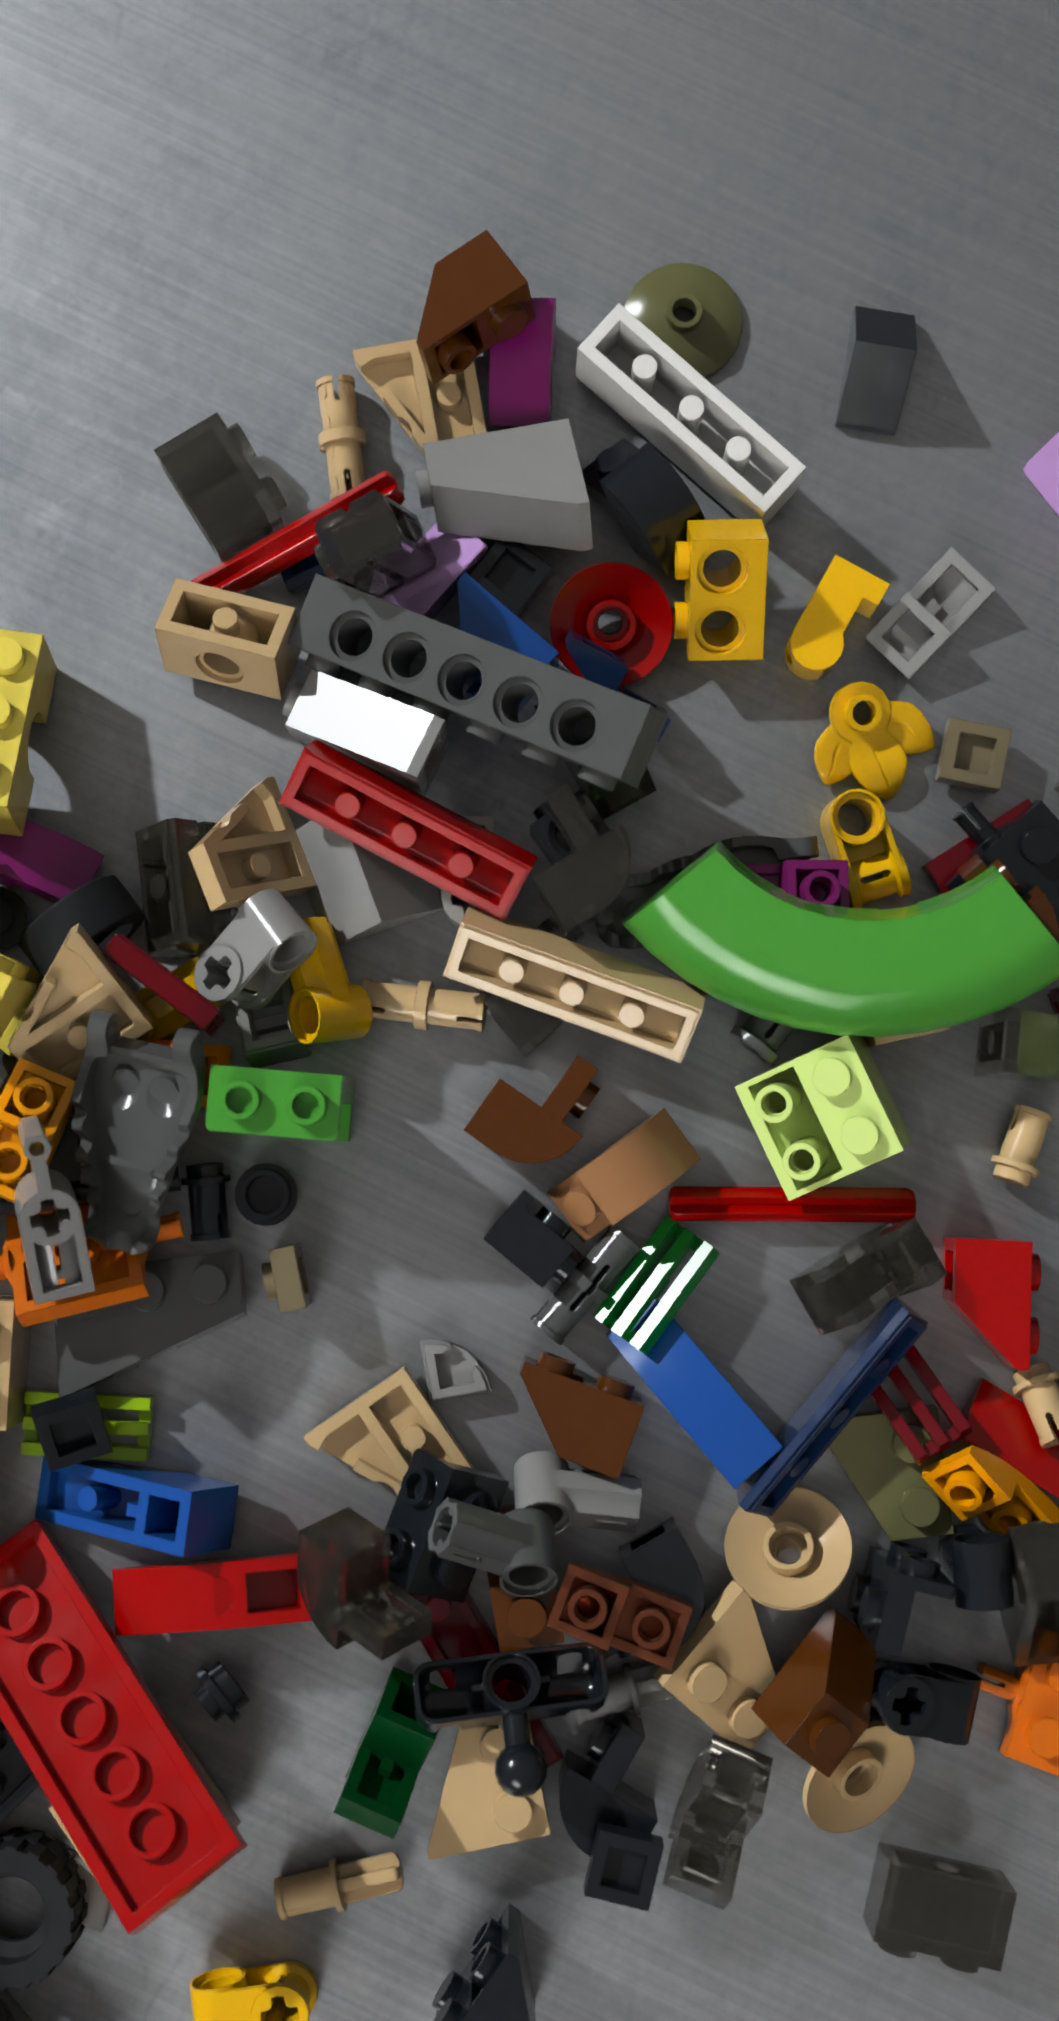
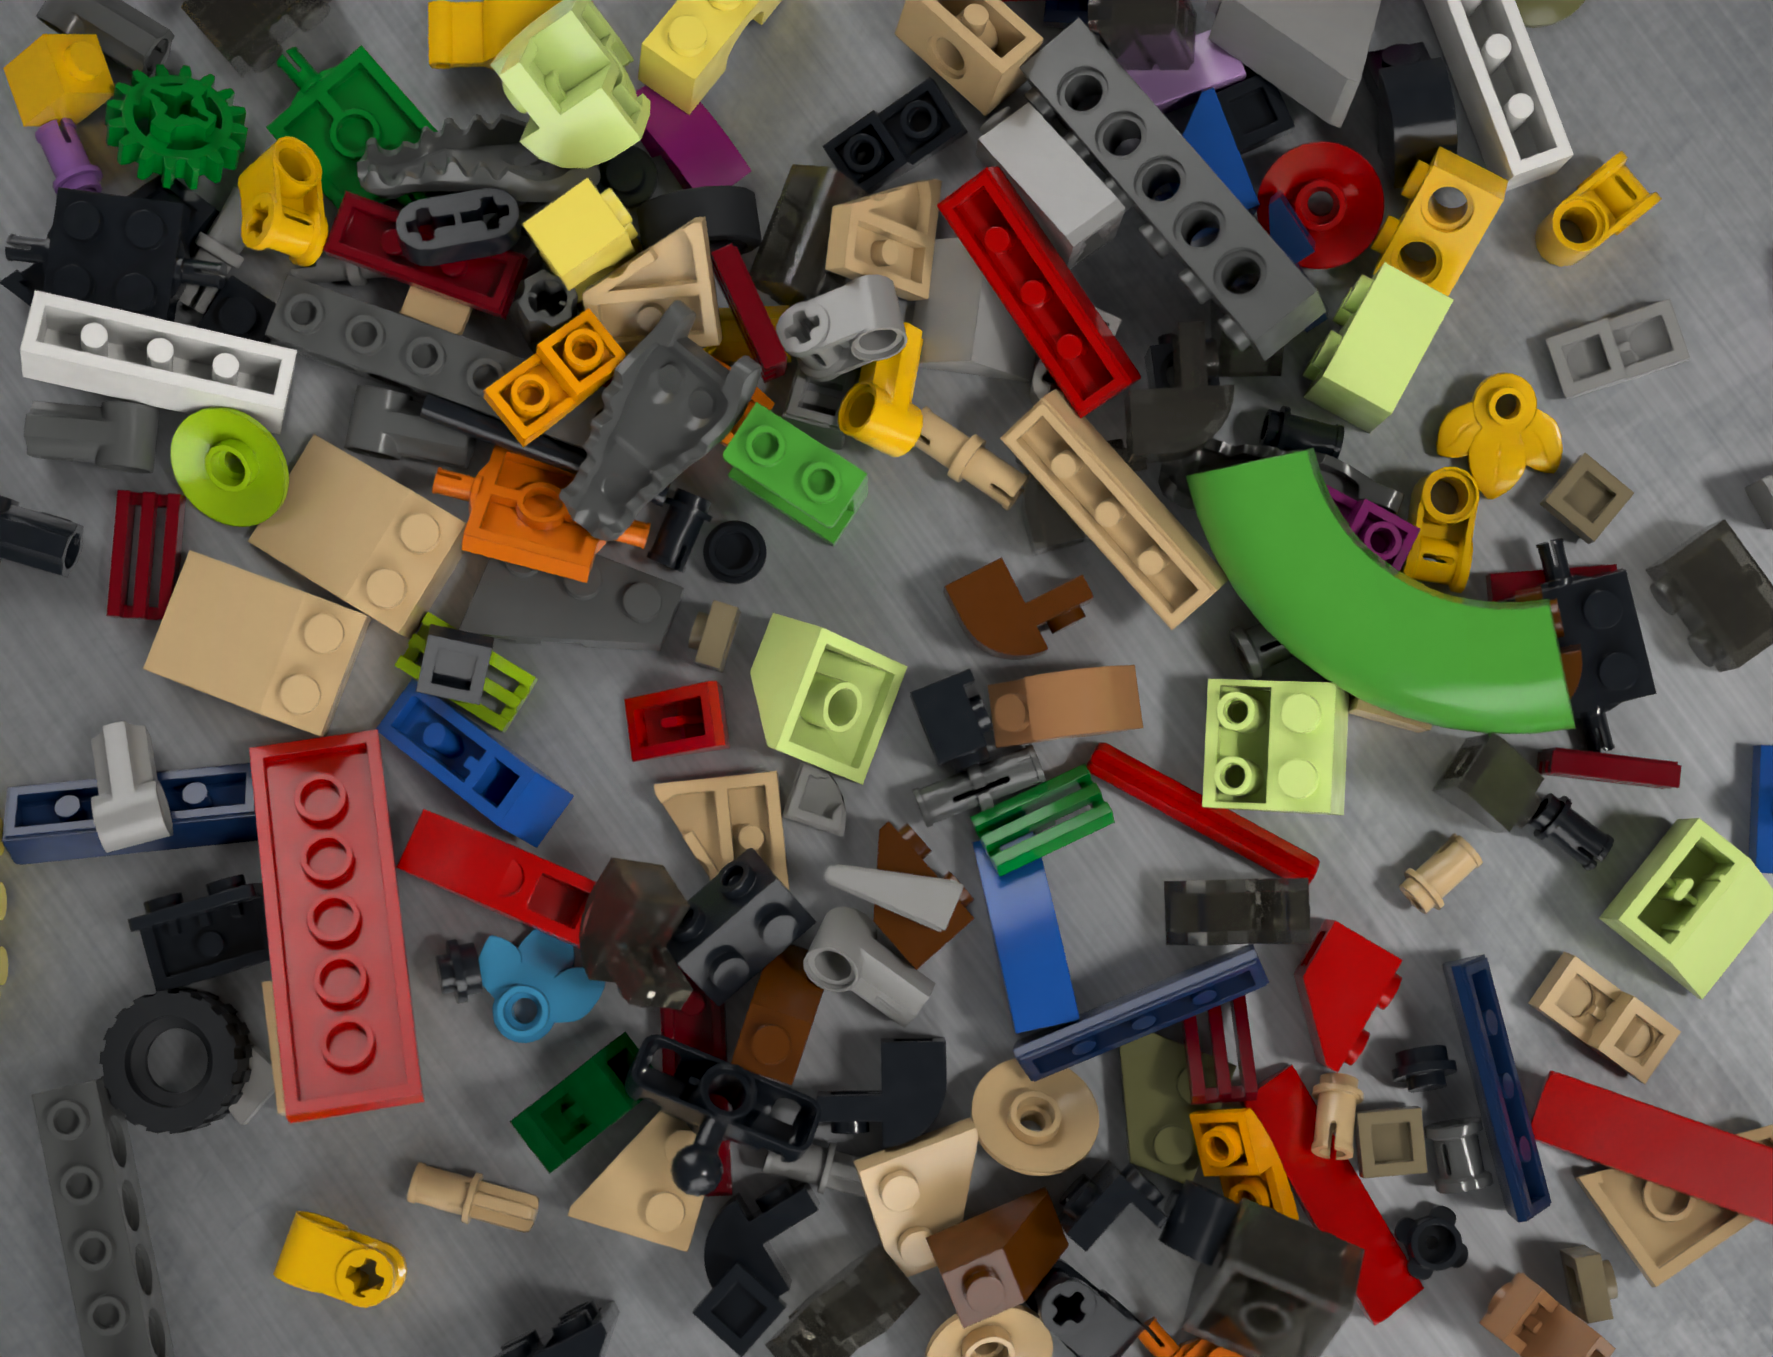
camera: 30 degrees right, 0 degrees up
(59, 1228) = (549, 476): light grey piece -> none
(215, 760) = (897, 138): none -> black slope
(289, 1656) = (541, 972): none -> dark azure plate
(296, 1370) = (677, 722): none -> red slope
(409, 1282) = (823, 696): none -> yellowish green slope
(510, 1545) = (793, 973): dark grey piece -> none
(578, 1422) = (912, 896): none -> light grey slope
(620, 1614) = (855, 1087): copper slope -> none
(698, 831) = (1295, 432): none -> black pin
(727, 722) = (1378, 348): none -> yellowish green brick
(818, 635) = (1506, 311): yellow leg -> none
(851, 500) = (1600, 207): none -> yellow piece
(876, 370) = (1688, 102): black slope -> none

